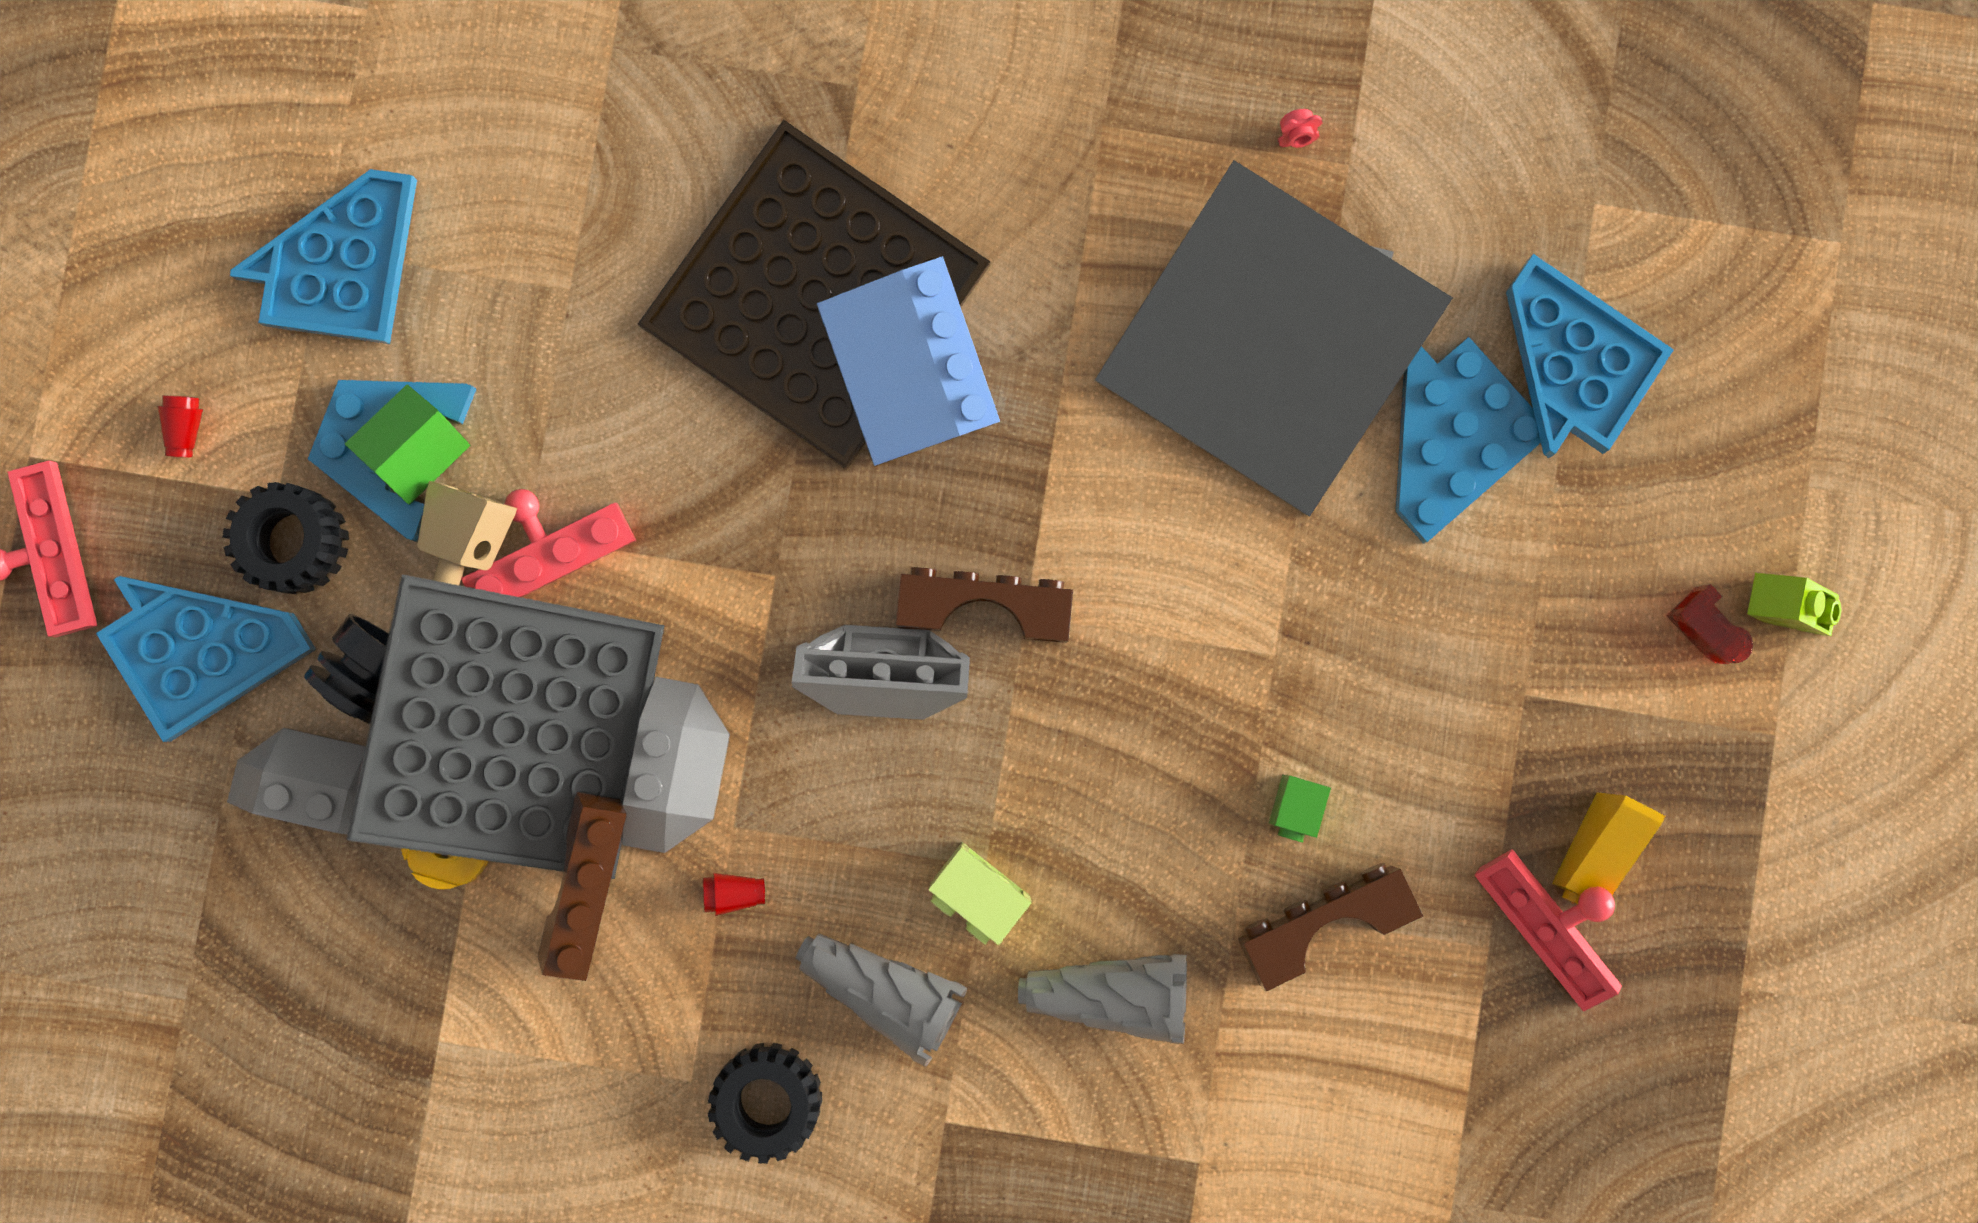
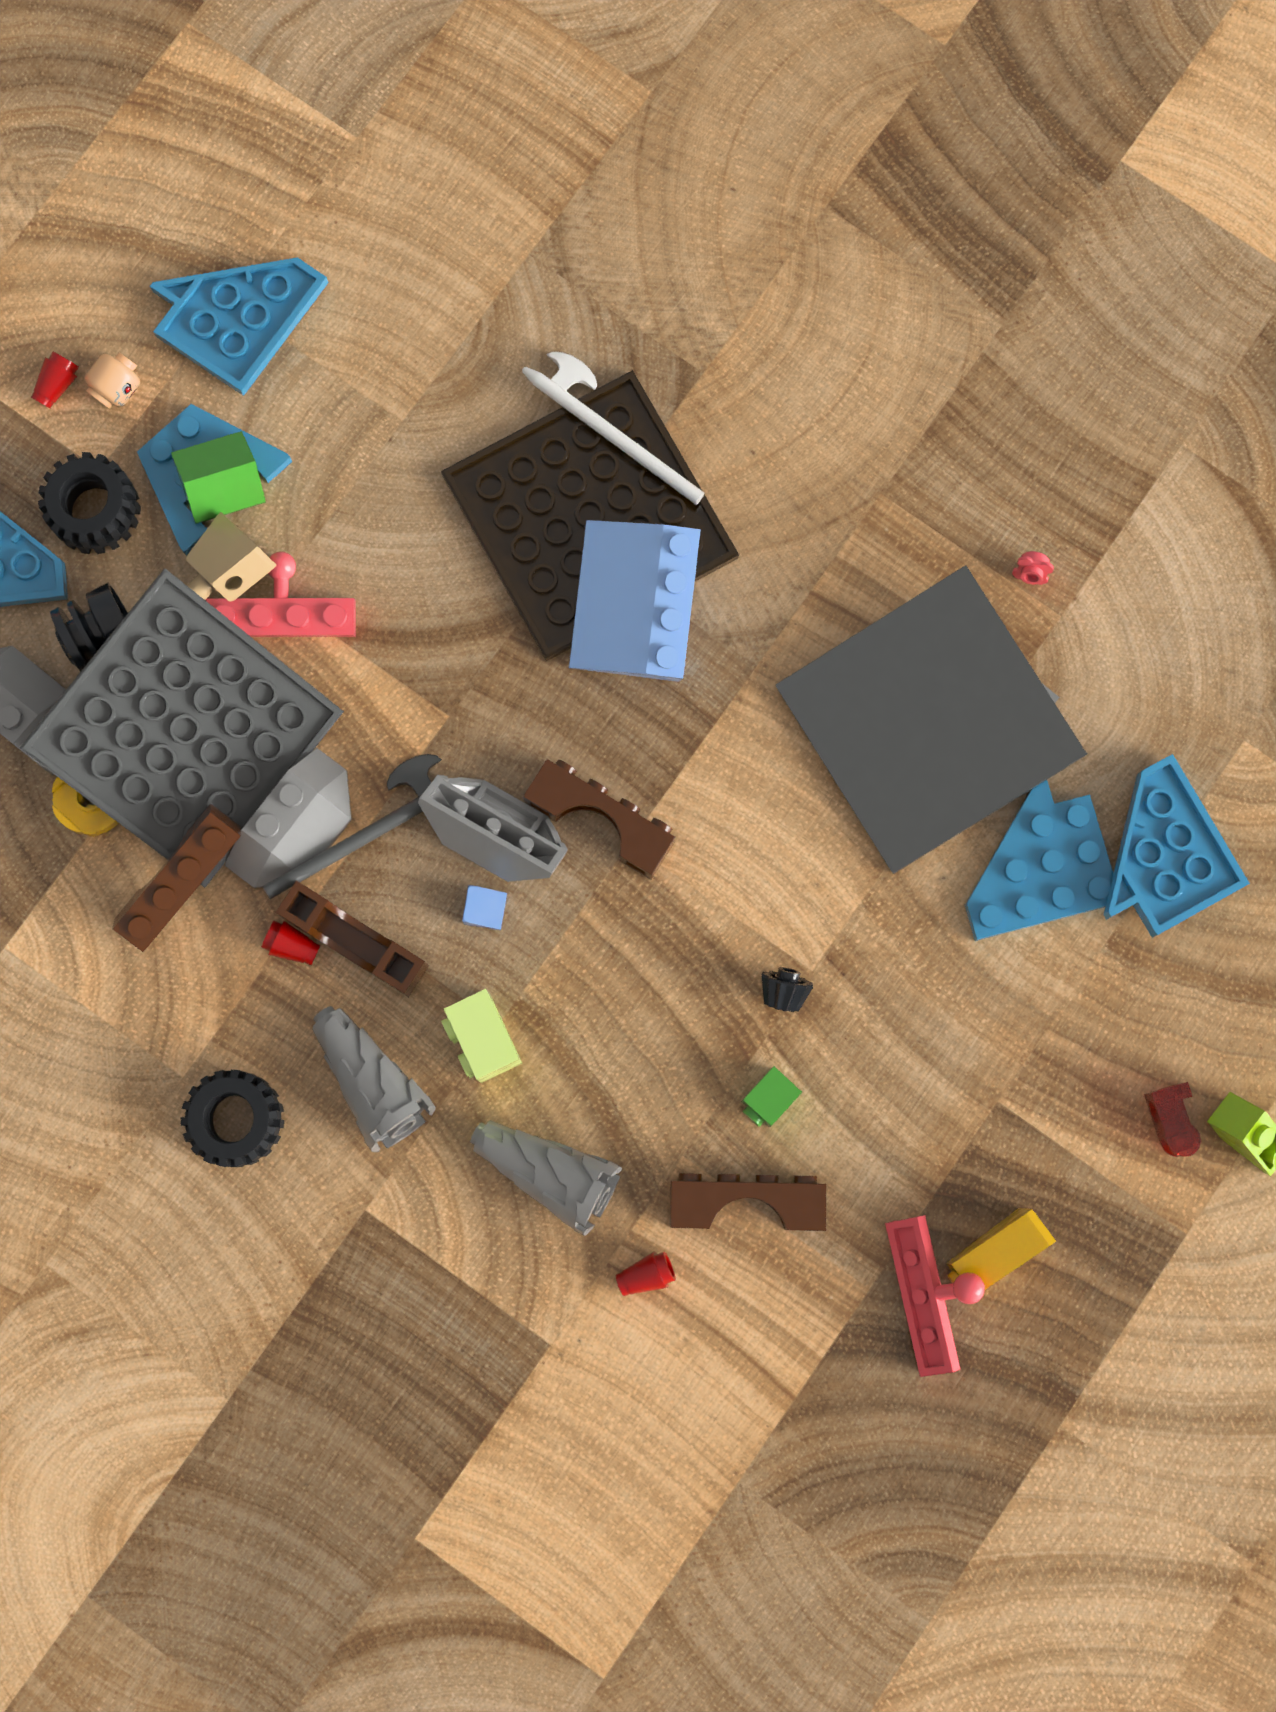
camera: 30 degrees right, 5 degrees down
(242, 395) = (112, 380): none -> light nougat head
(723, 150) = (575, 371): none -> white piece
(764, 655) = (411, 773): none -> dark grey piece
(793, 857) = (352, 939): none -> reddish brown arch
(912, 756) = (484, 907): none -> slope
(1260, 689) = (785, 989): none -> black piece
(1262, 1047) = (647, 1274): none -> red cone

